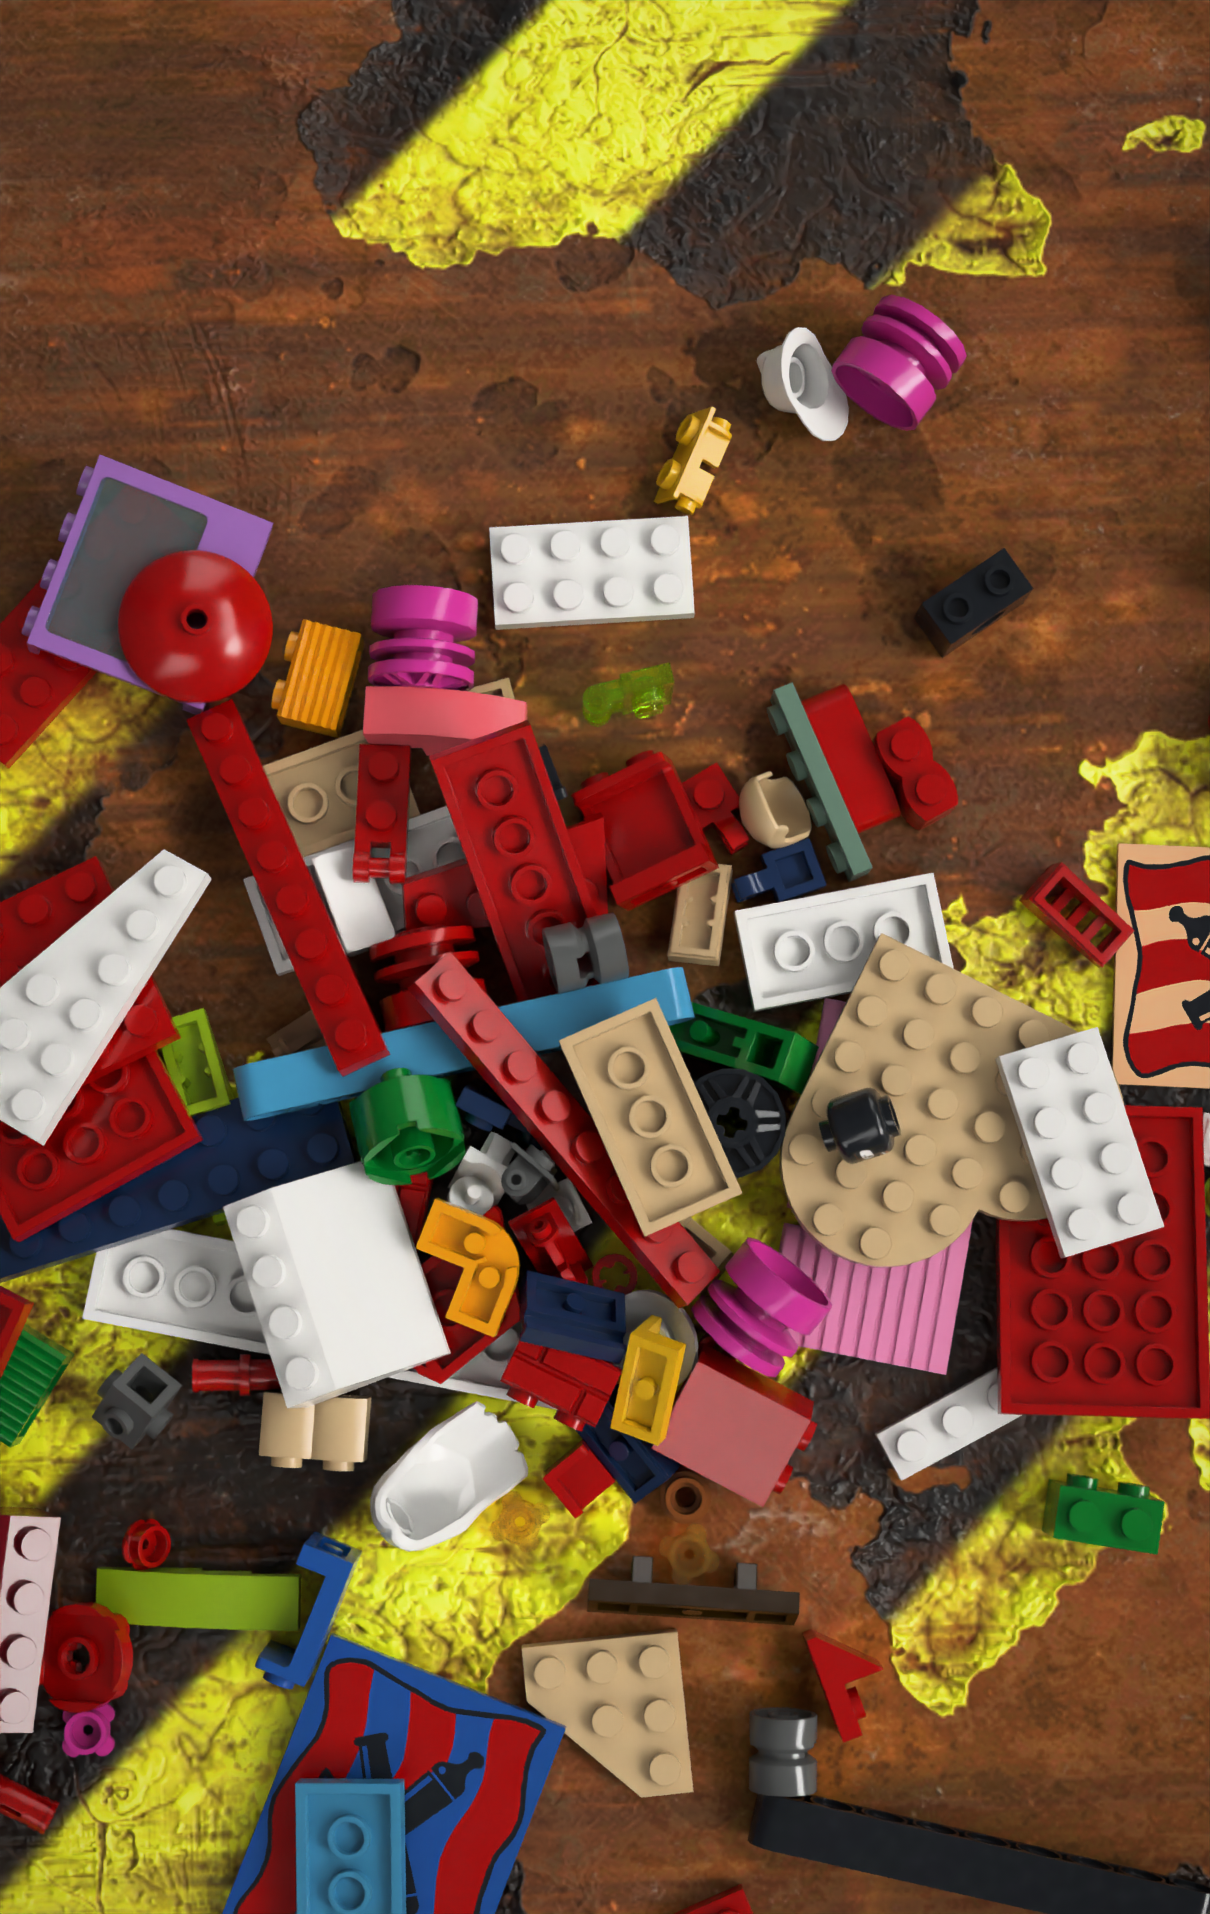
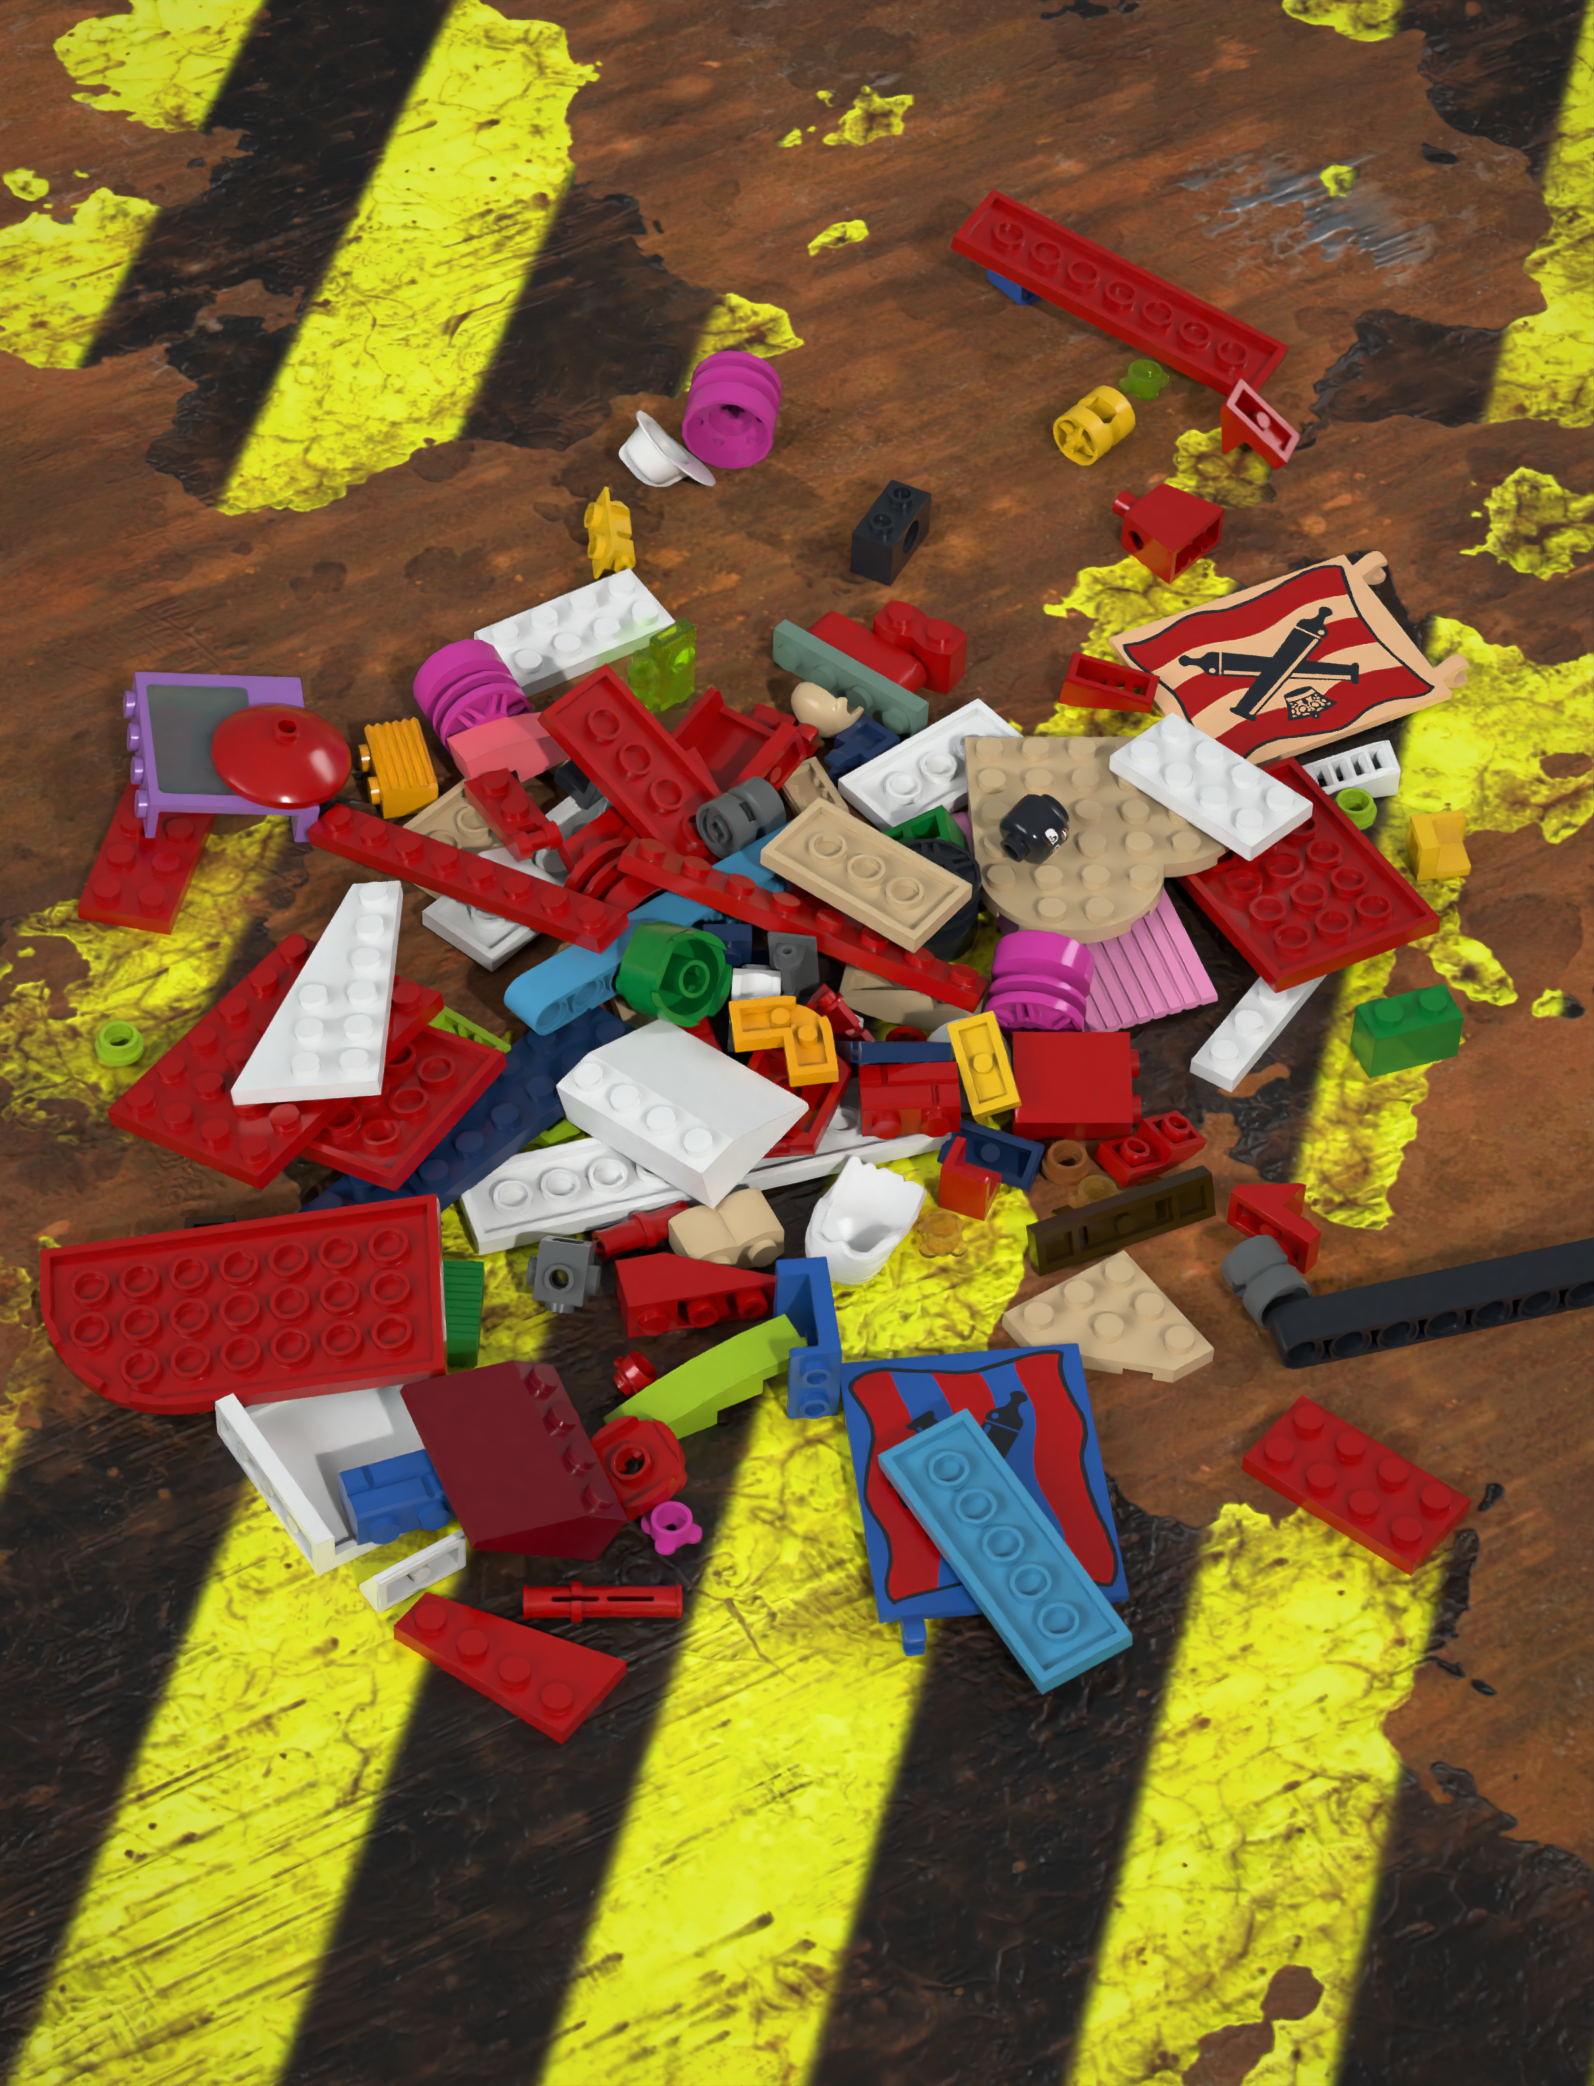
camera: 25 degrees left, 35 degrees down
(229, 1468) = (681, 1292): none -> red slope
(786, 1519) = (1154, 1149): none -> red slope

